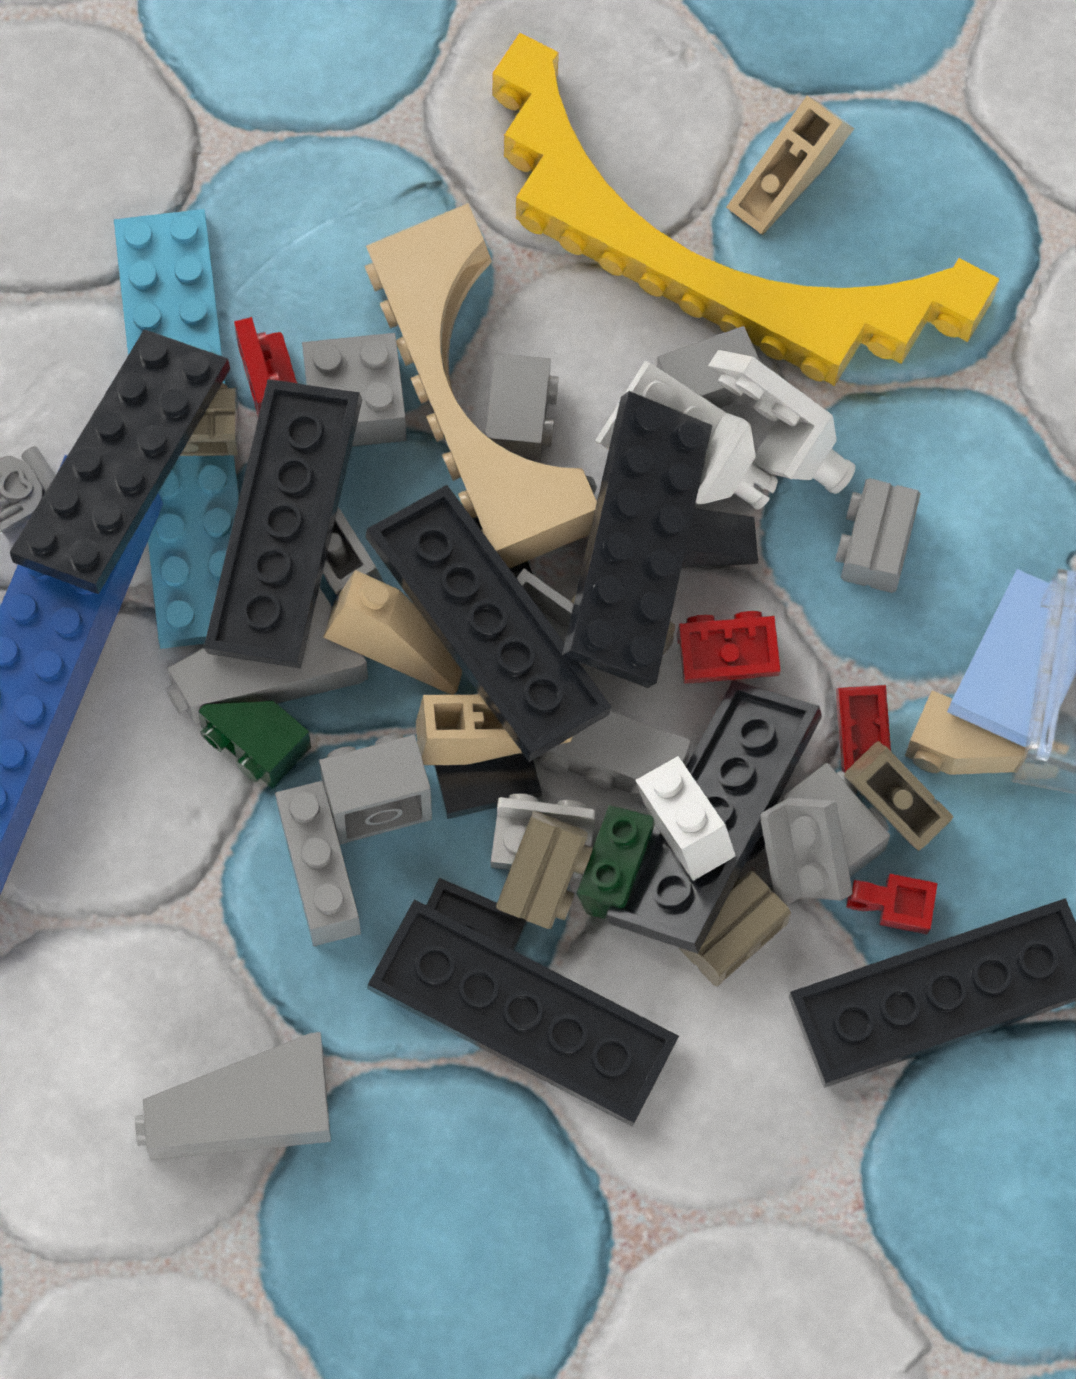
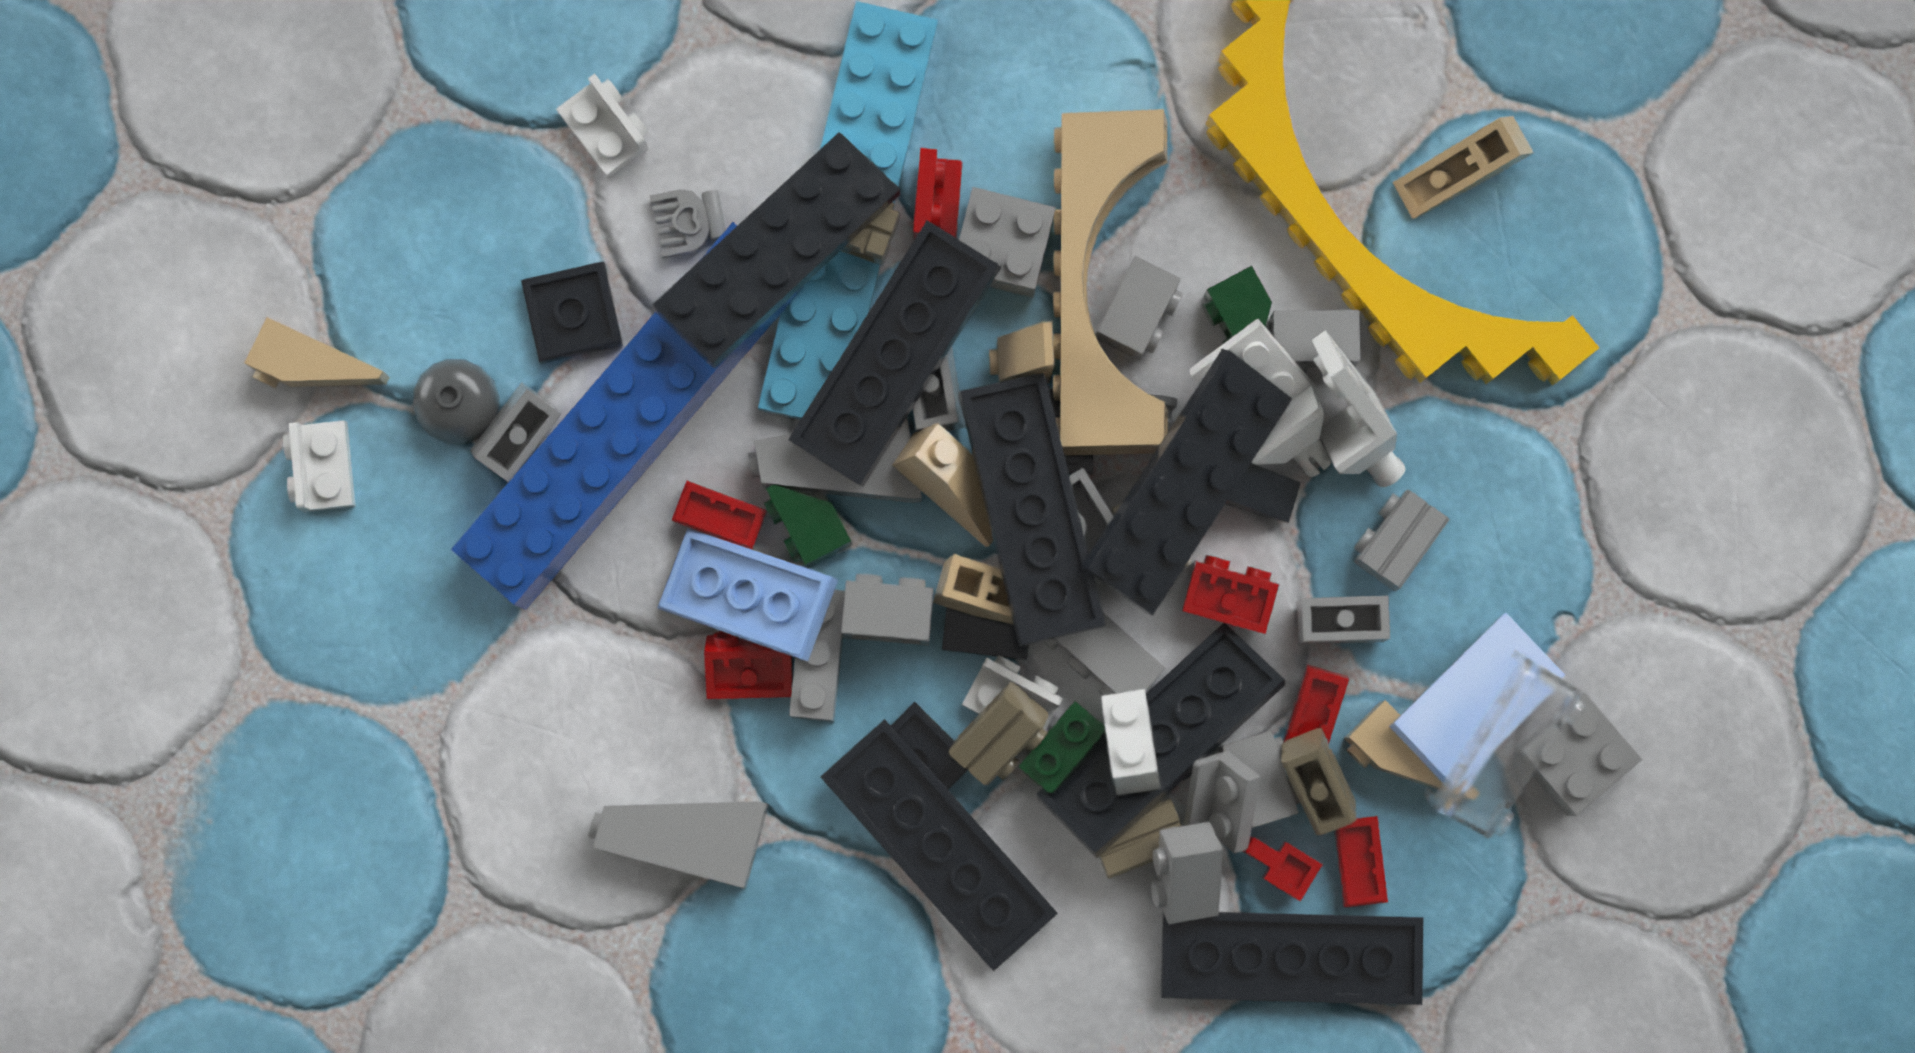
camera: 20 degrees right, 15 degrees up
(158, 764) = (719, 515): none -> red plate
(218, 825) = (747, 594): none -> light blue tile
(247, 903) = (745, 669): none -> red bracket
(420, 470) = (1024, 353): none -> tan slope
(614, 364) = (1237, 302): none -> dark green slope
(800, 936) = (1188, 873): none -> light grey brick
(854, 629) = (1343, 620): none -> light grey brick
(975, 868) = (1361, 863): none -> red plate

